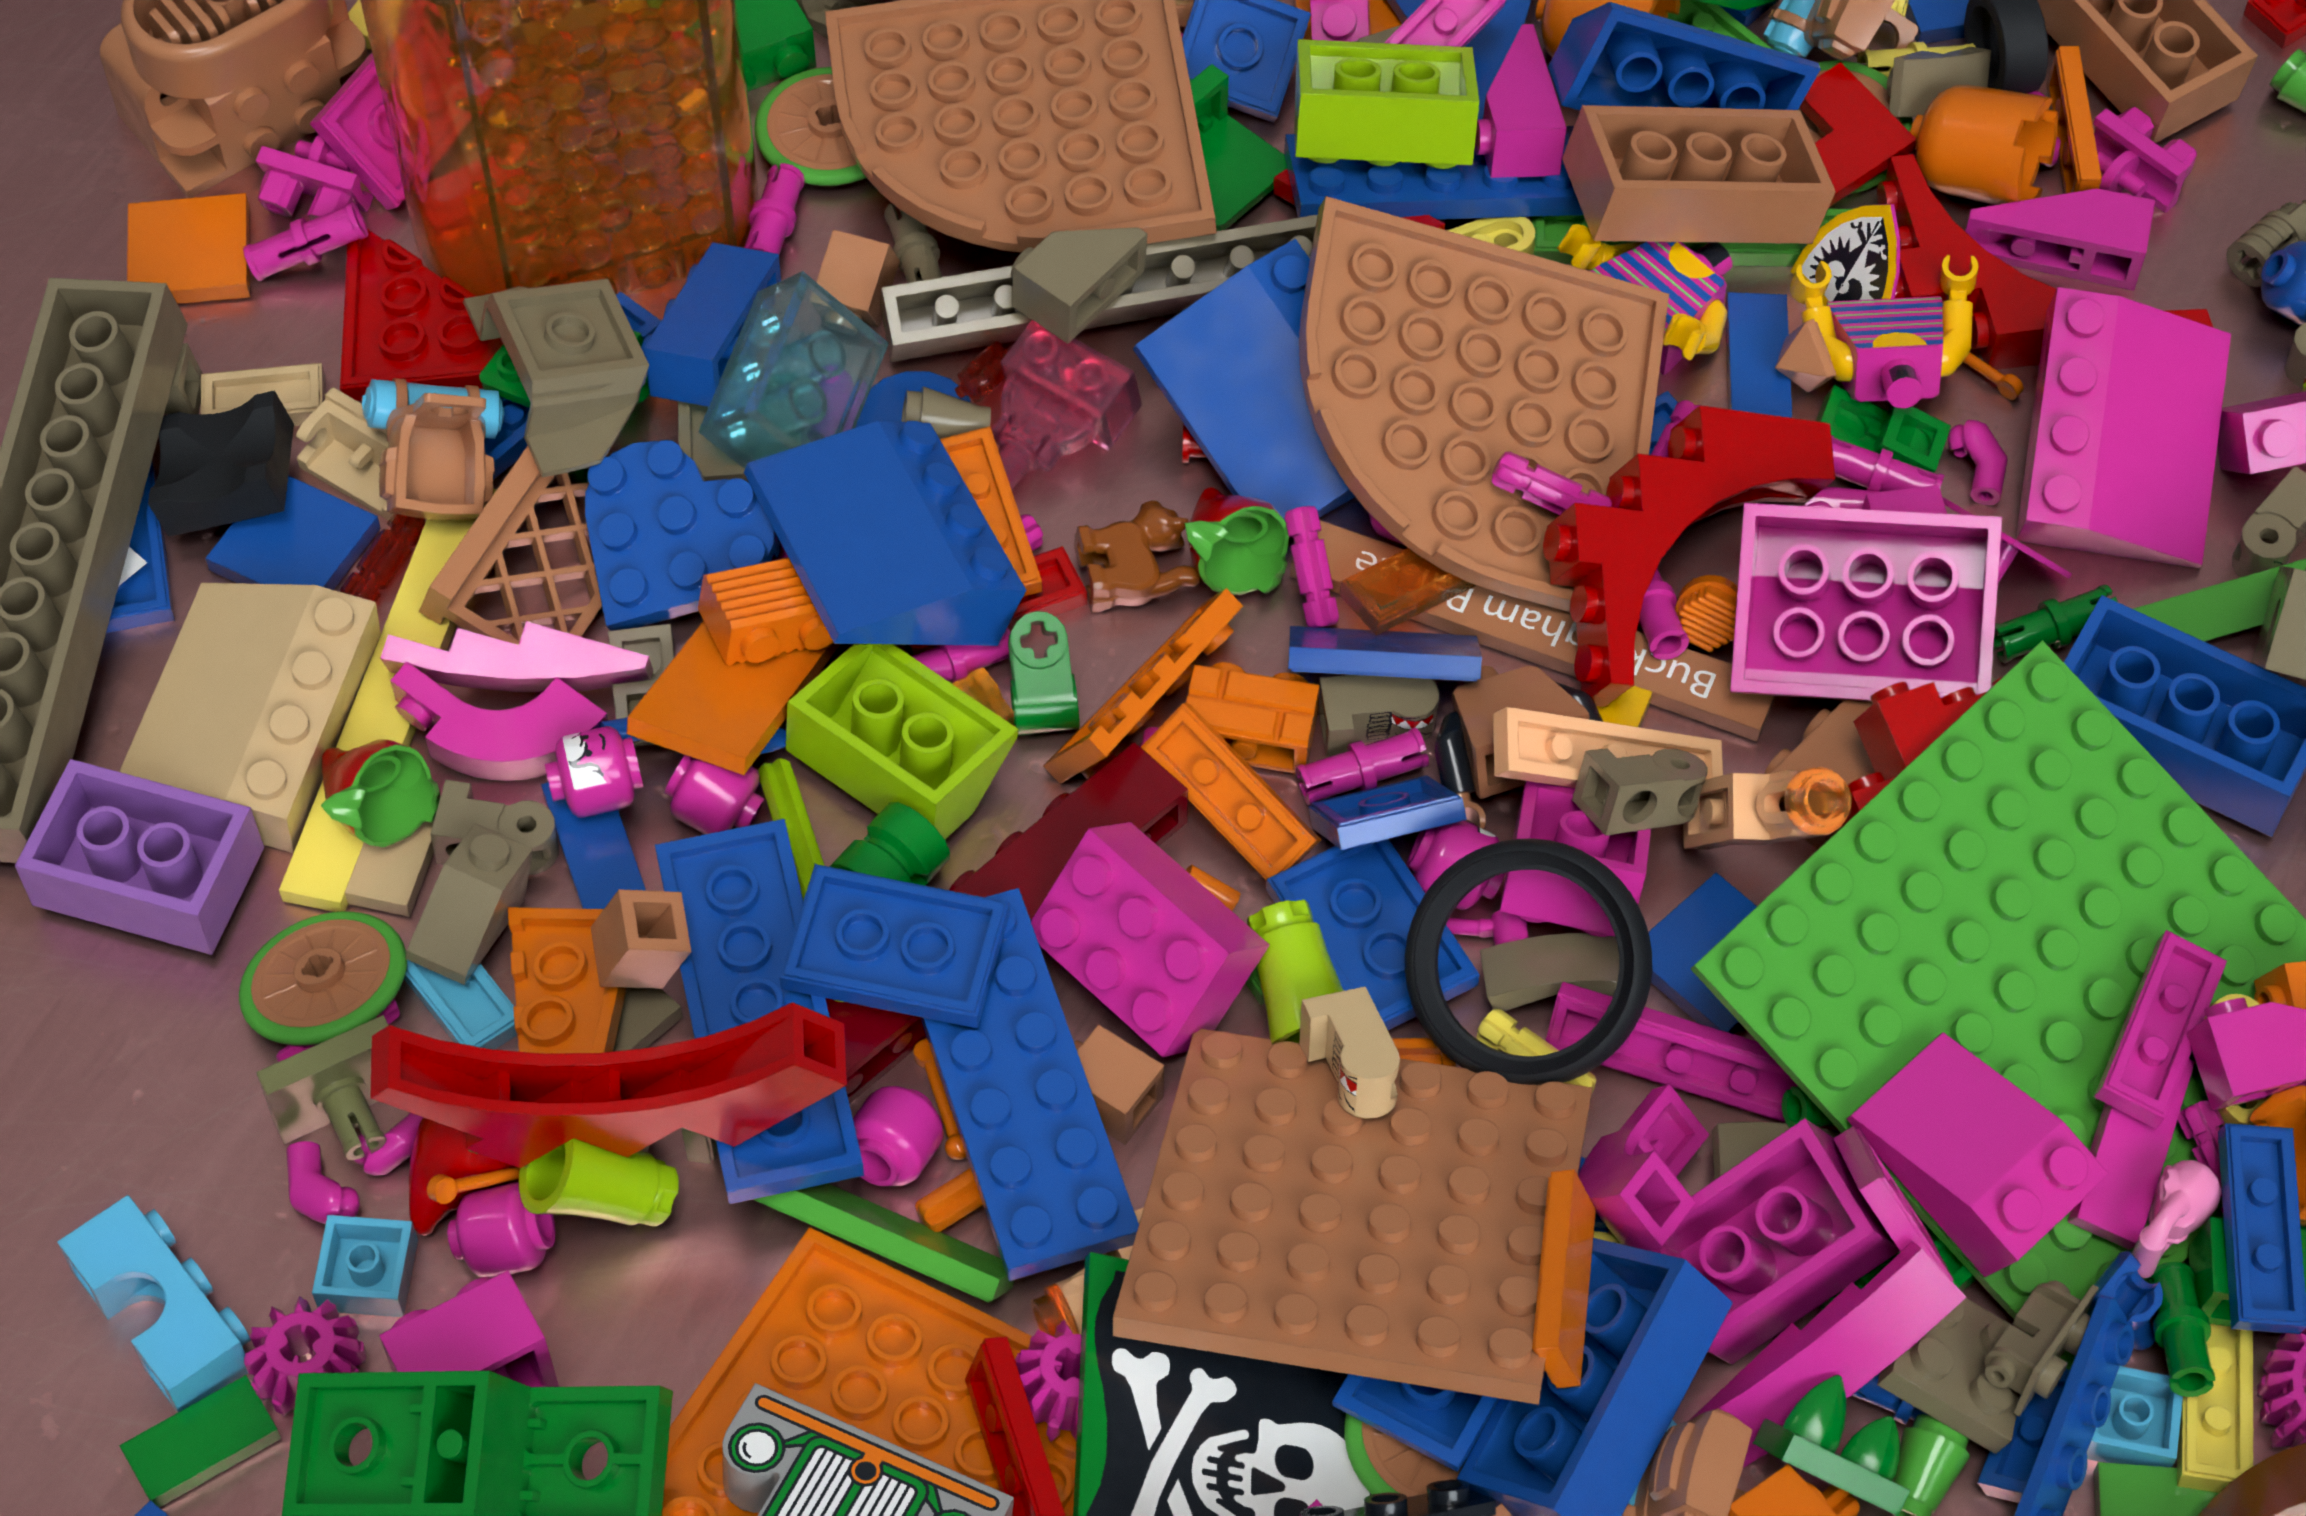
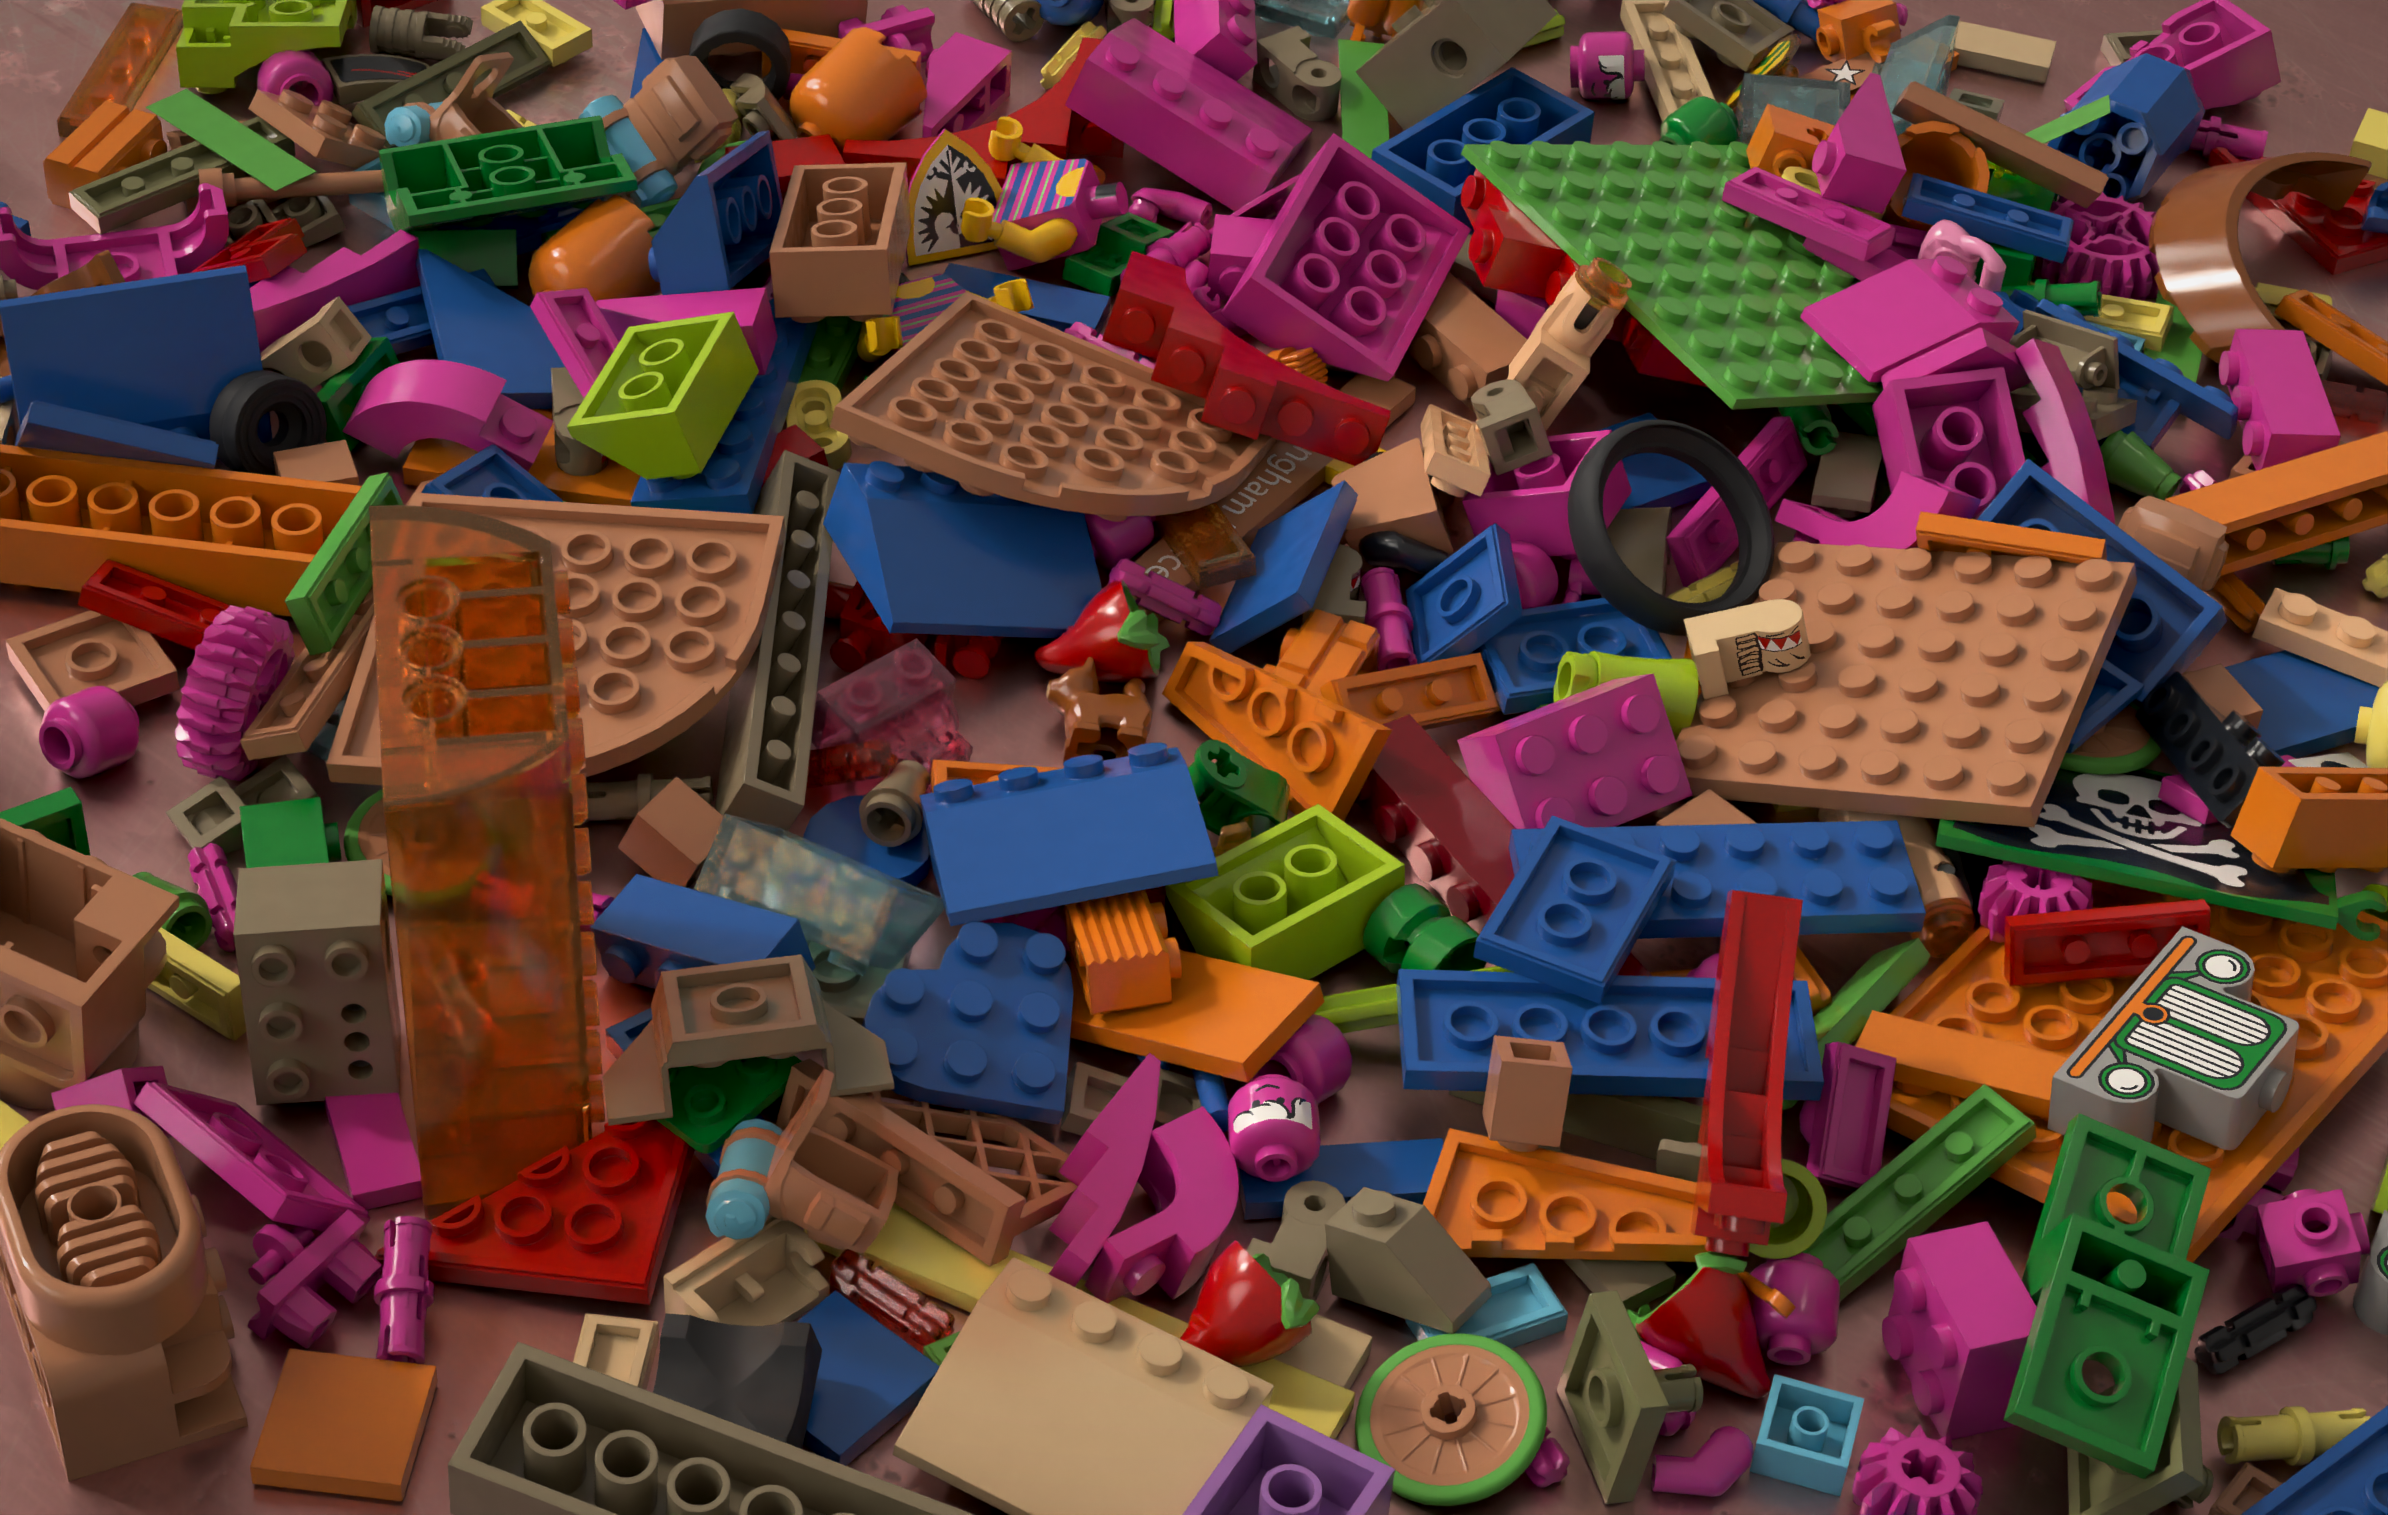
camera: 80 degrees left, 15 degrees down
(657, 1312) = (1920, 1186): none -> bright green tile
(738, 1246) = (1851, 1118): none -> dark pink tile
(829, 1323) = (1963, 1062): none -> orange tile
(1076, 276) = (816, 631): dark tan slope -> none
(1542, 485) = (1169, 403): dark pink axle -> none
(1806, 357) = (1037, 254): nougat slope -> none
(1811, 1442) = (2134, 478): green tile -> none
(2258, 331) = (1063, 59): none -> light yellow axle

